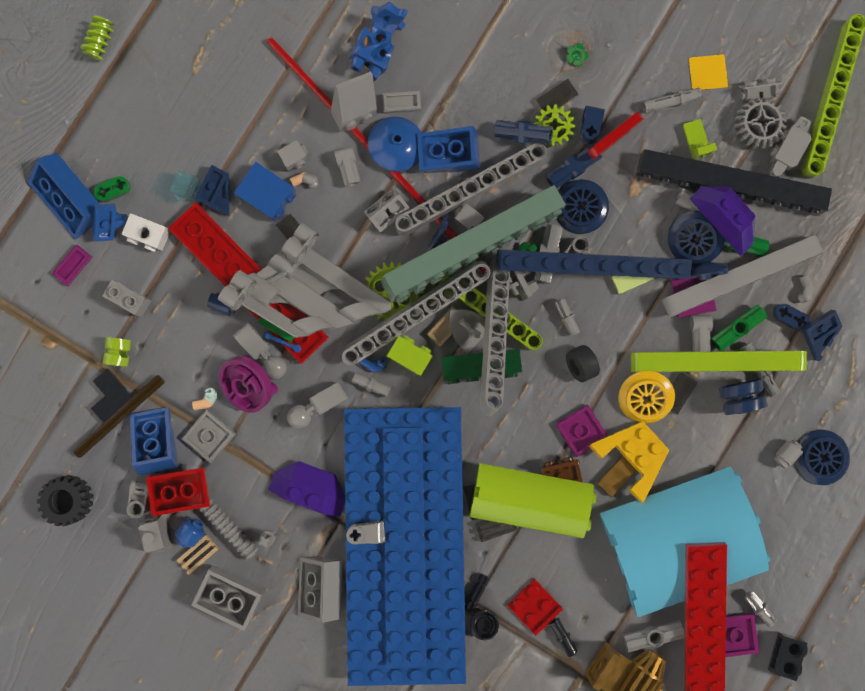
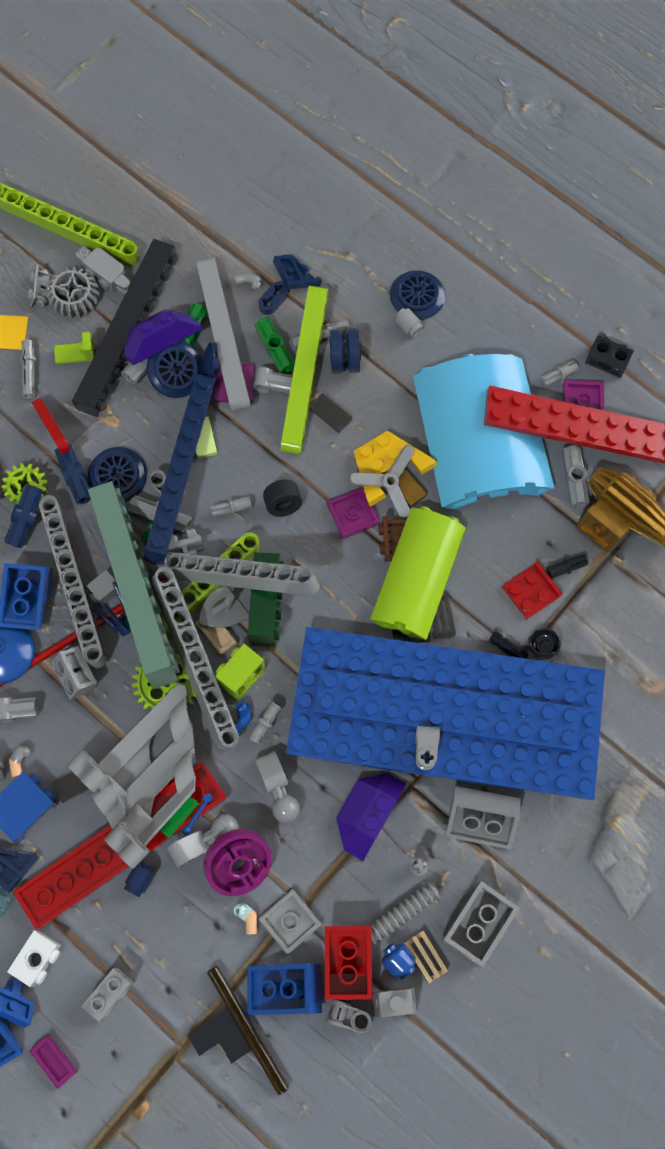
camera: 80 degrees left, 15 degrees down
(49, 500) = (343, 1134): black tyre -> none
(116, 351) = (169, 1017): lime wheel -> none
(592, 122) = (33, 449): dark blue piece -> none
(615, 453) = (380, 480): none -> light grey piece
(644, 378) = (311, 451): yellow piece -> none

